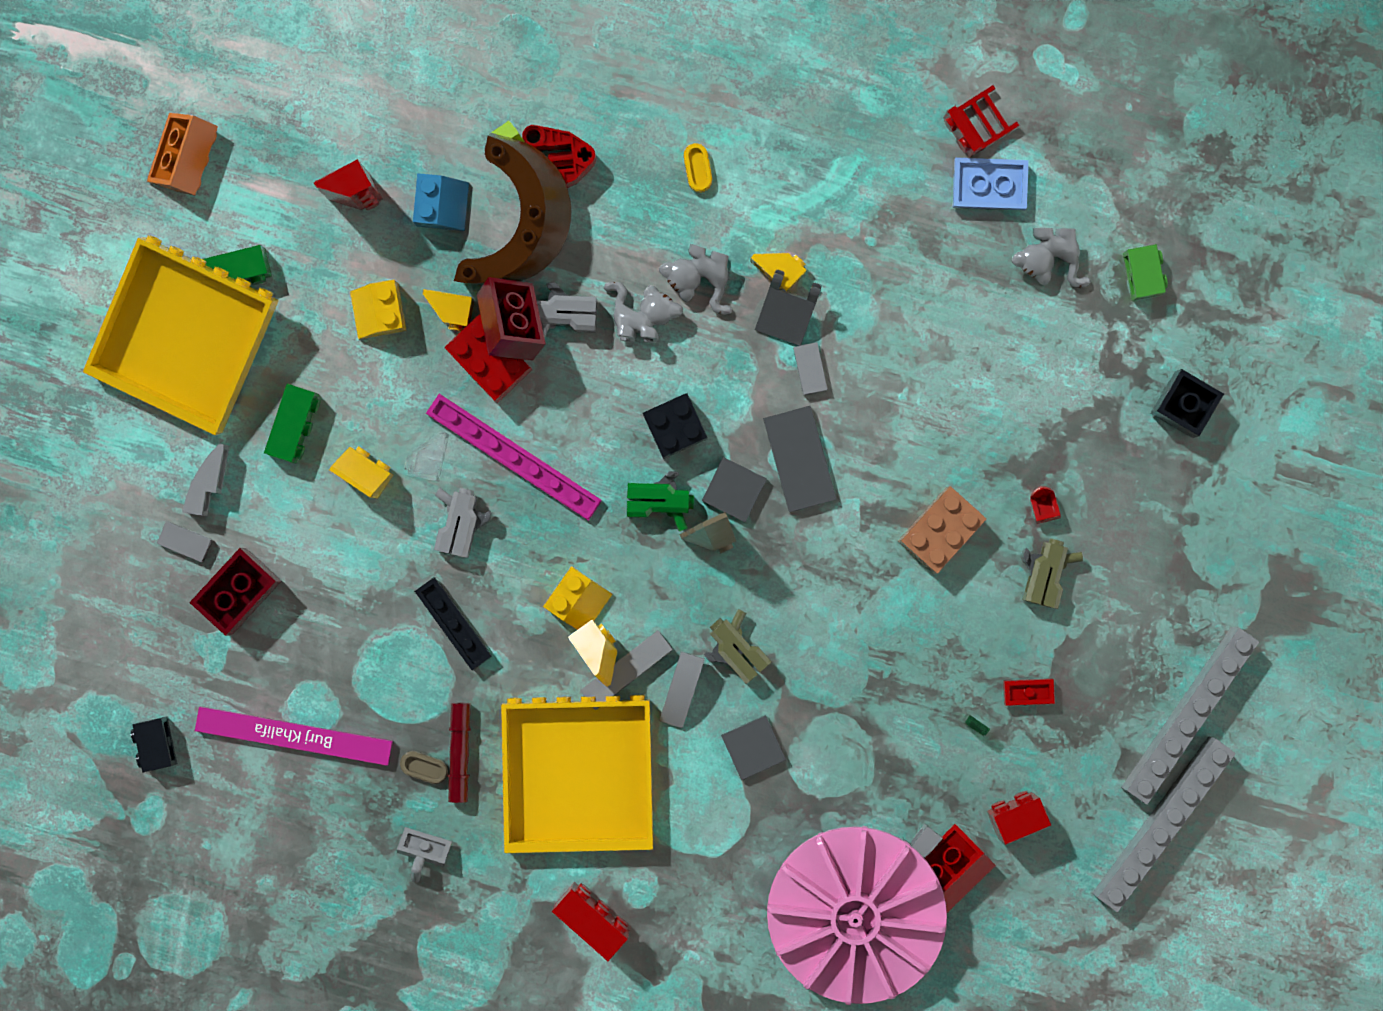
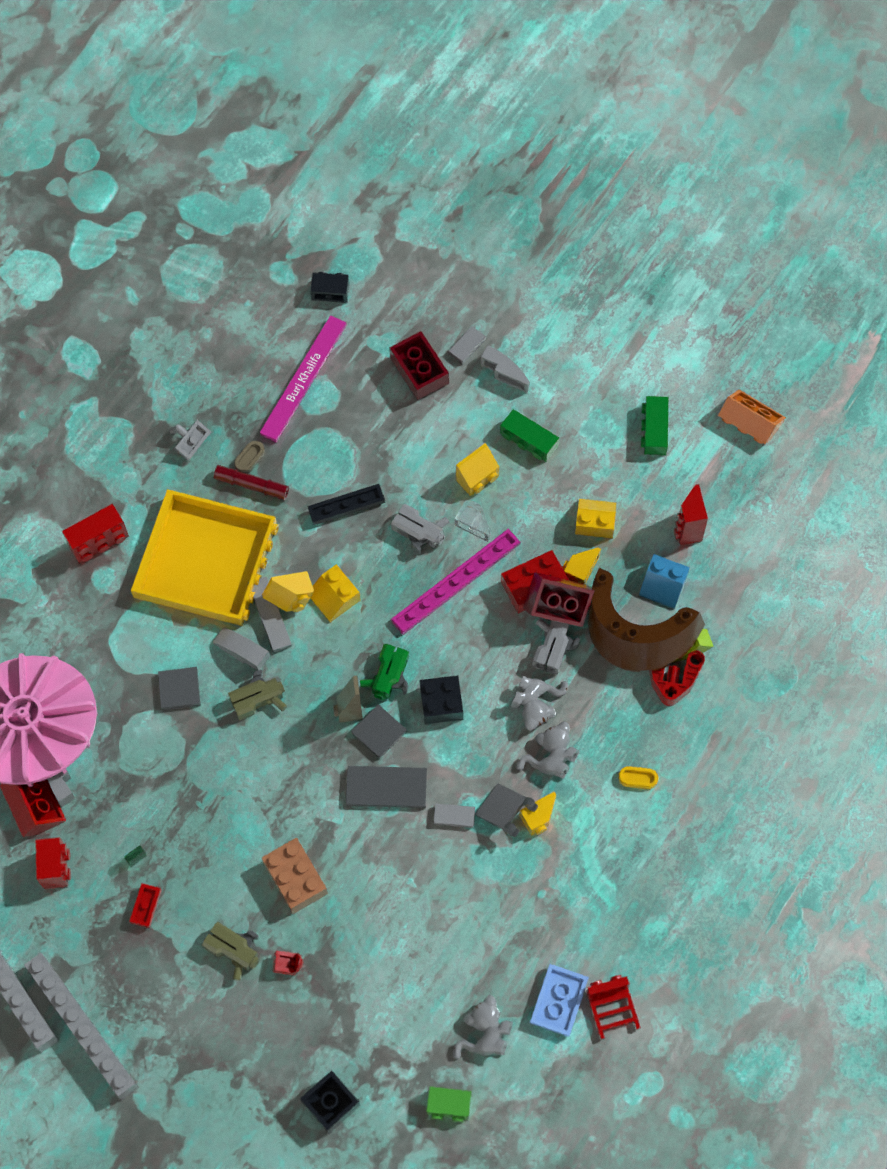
camera: 105 degrees right, 20 degrees down
(180, 334) = (616, 377): yellow panel -> none

